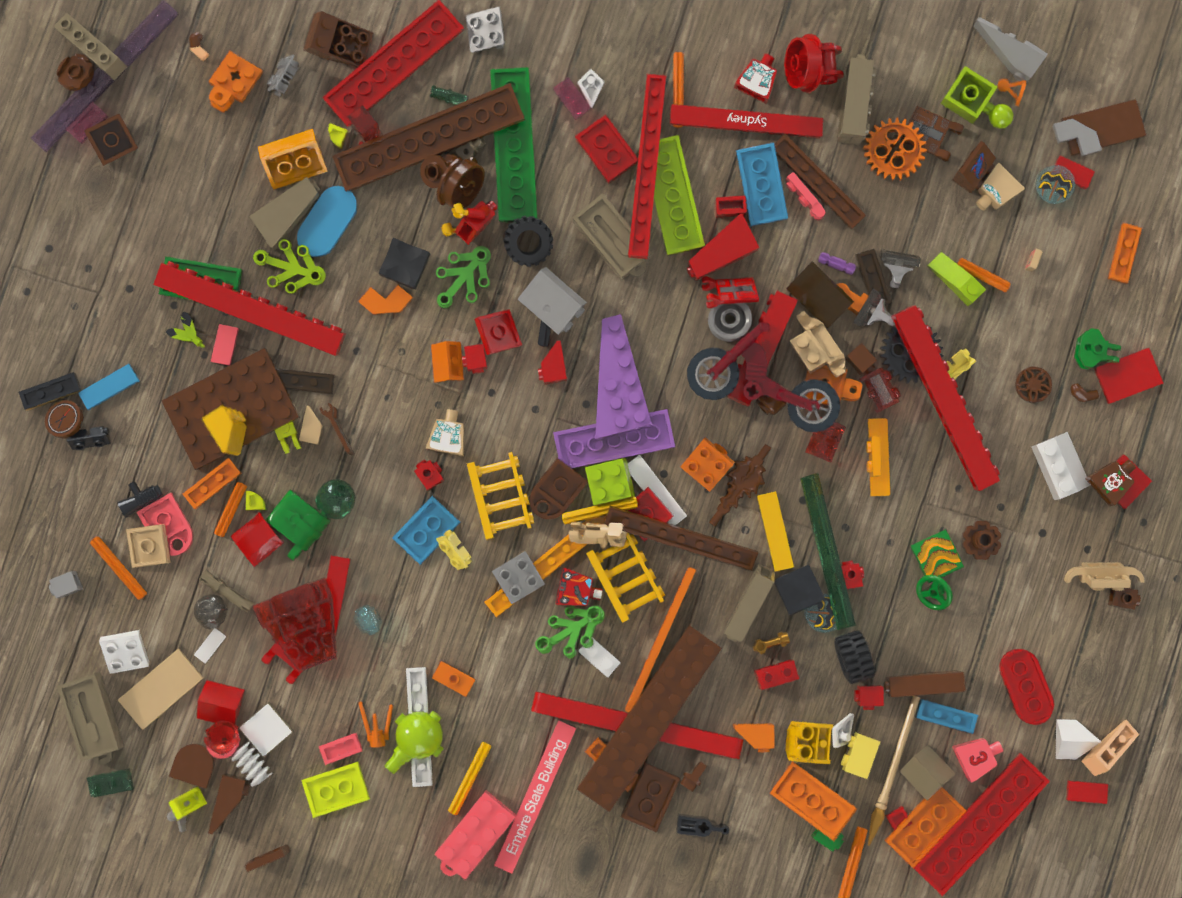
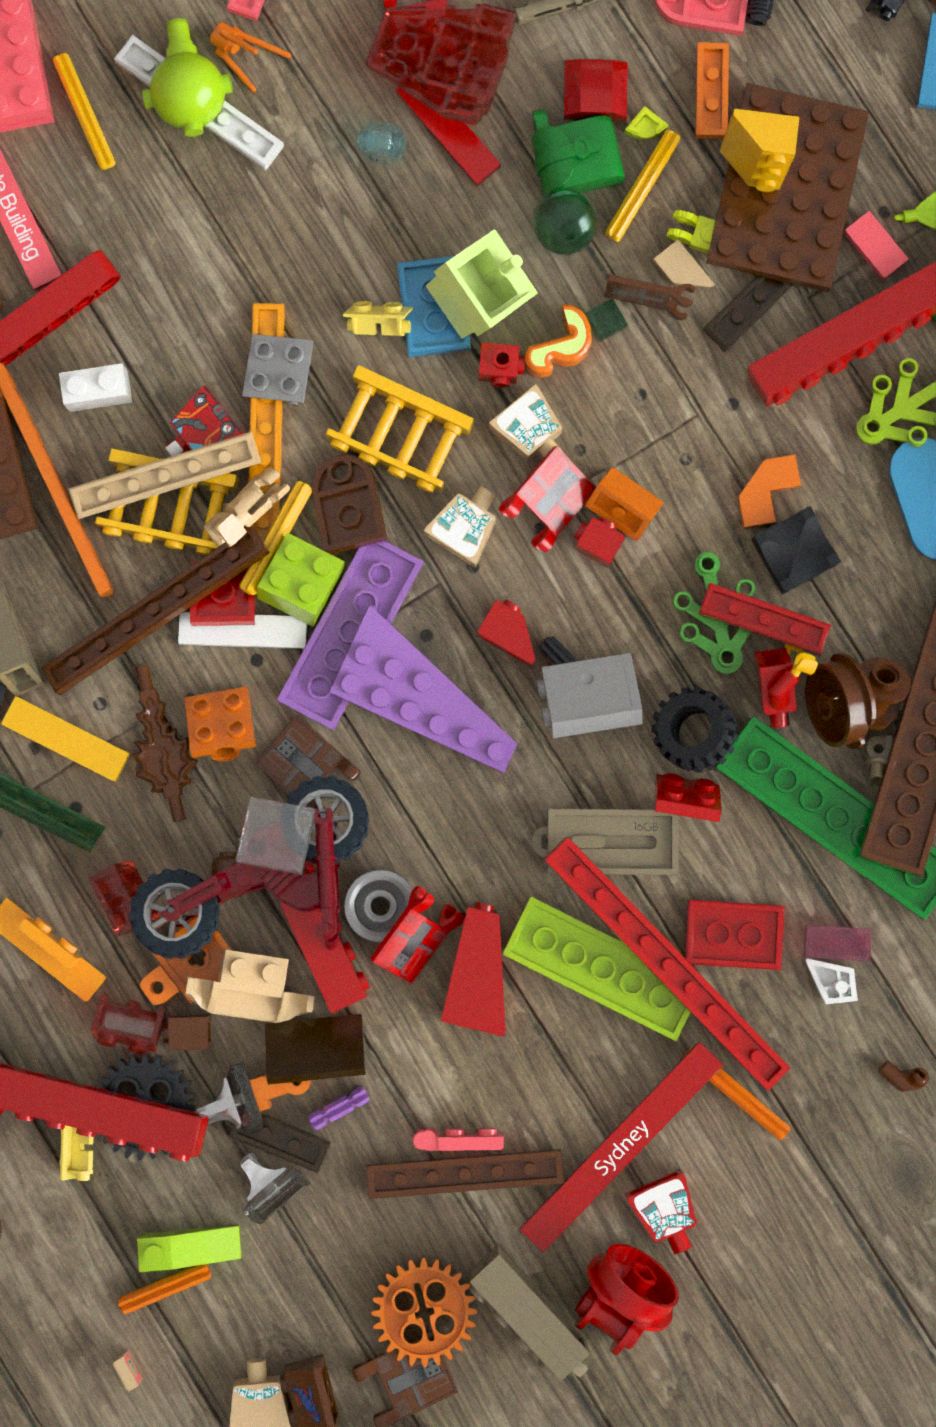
camera: 135 degrees right, 0 degrees up
(230, 509) = (660, 88): orange axle -> none
(284, 479) = (642, 185): none -> yellow axle
(365, 443) = (606, 320): none -> clear green tile
(398, 449) = (562, 351): none -> orange animal
(401, 509) = (481, 286): none -> yellowish green piece
(449, 251) = (764, 619): none -> red tile
(453, 678) = (221, 191): orange plate -> none
(472, 398) = (552, 494): none -> flag
(498, 332) = (609, 596): red tile -> none
(520, 427) = (464, 526): none -> torso
(562, 218) = (687, 797): none -> red plate
(572, 629) = (154, 380): bright green plant -> none
(609, 19) = (904, 1080): none -> reddish brown arm
(614, 585) = (165, 475): none -> tan tile
(692, 412) = (300, 755): none -> reddish brown flag
(730, 206) = (526, 1031): red piece -> none
(739, 386) = (275, 835): none -> clear tile
(762, 184) = (521, 1096): dark azure tile -> none

